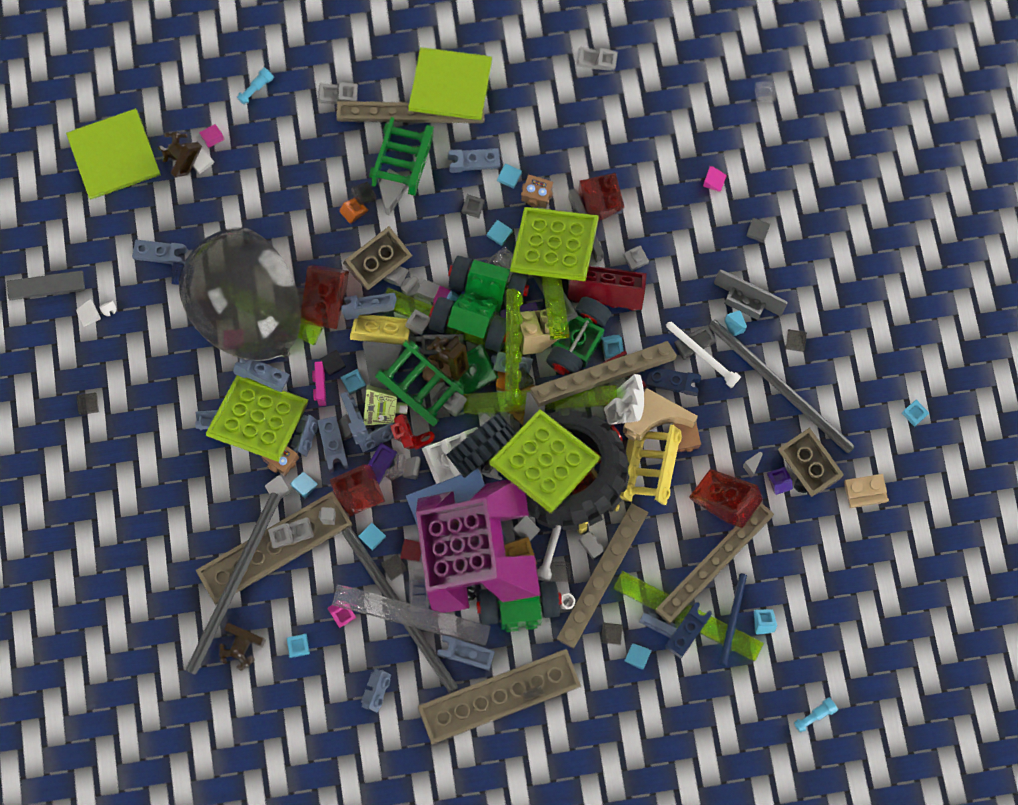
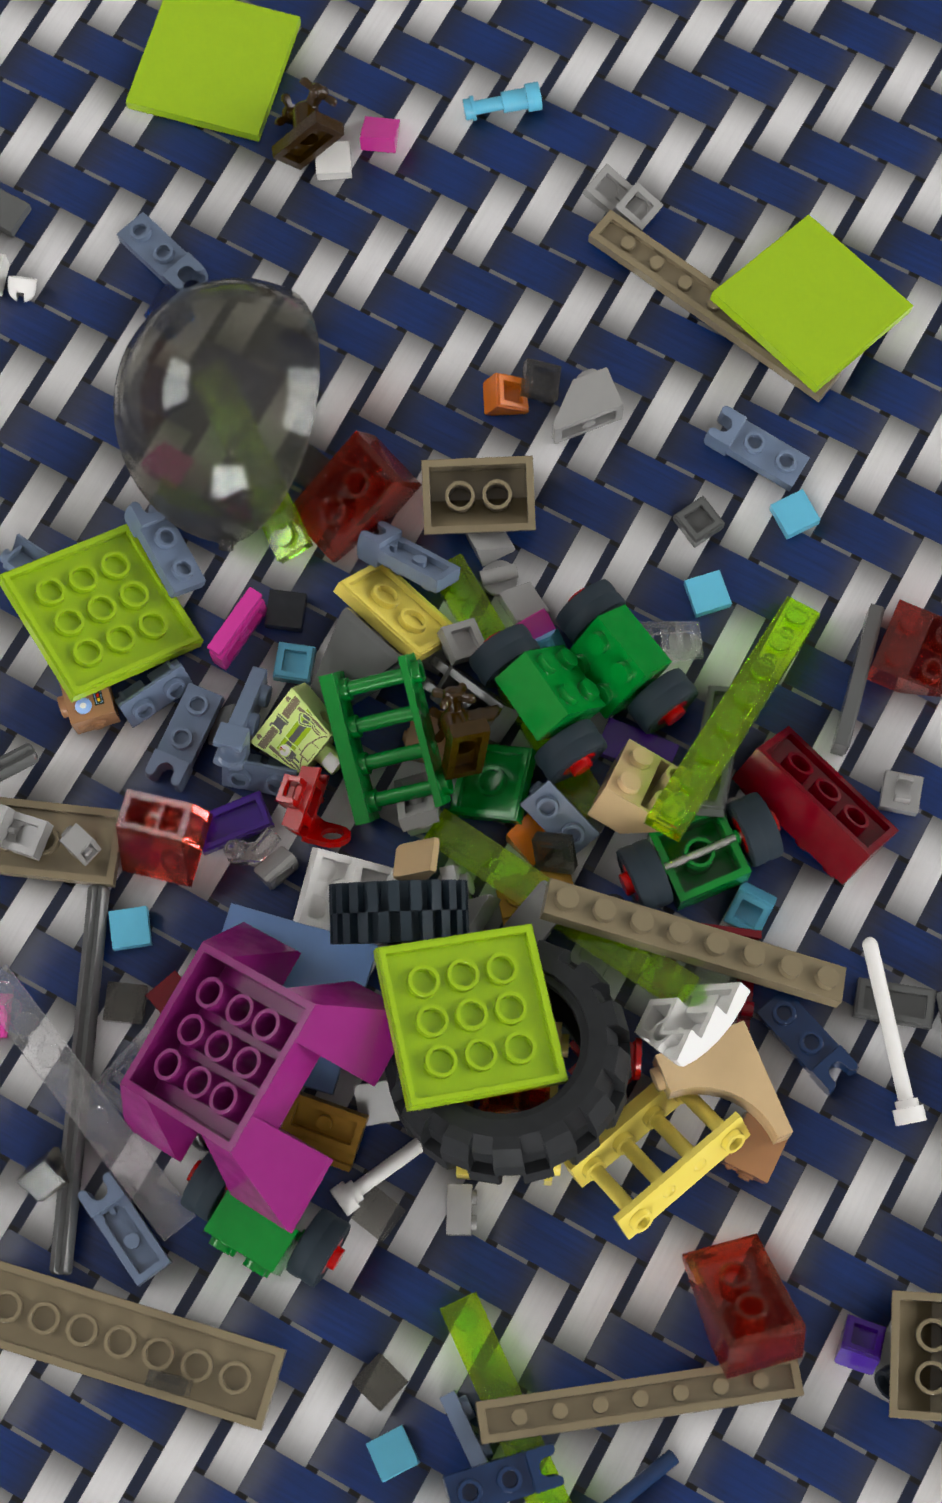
camera: 45 degrees right, 0 degrees up
(278, 486) = (51, 743): light grey slope -> none
(303, 484) = (91, 768): medium azure slope -> none
(415, 167) = (651, 394): green fence -> none
(417, 656) = (44, 1175): none -> clear smoke slope
(468, 422) = (416, 859): none -> tan slope
(513, 354) = (574, 790): clear neon green plate -> none
(537, 191) = (818, 569): medium nougat head -> none
(554, 244) = (777, 673): lime tile -> none
(570, 603) = (348, 1279): white hinge -> none
(602, 576) = (439, 1274): dark tan plate -> none
(752, 463) = (833, 1280): light grey slope -> none

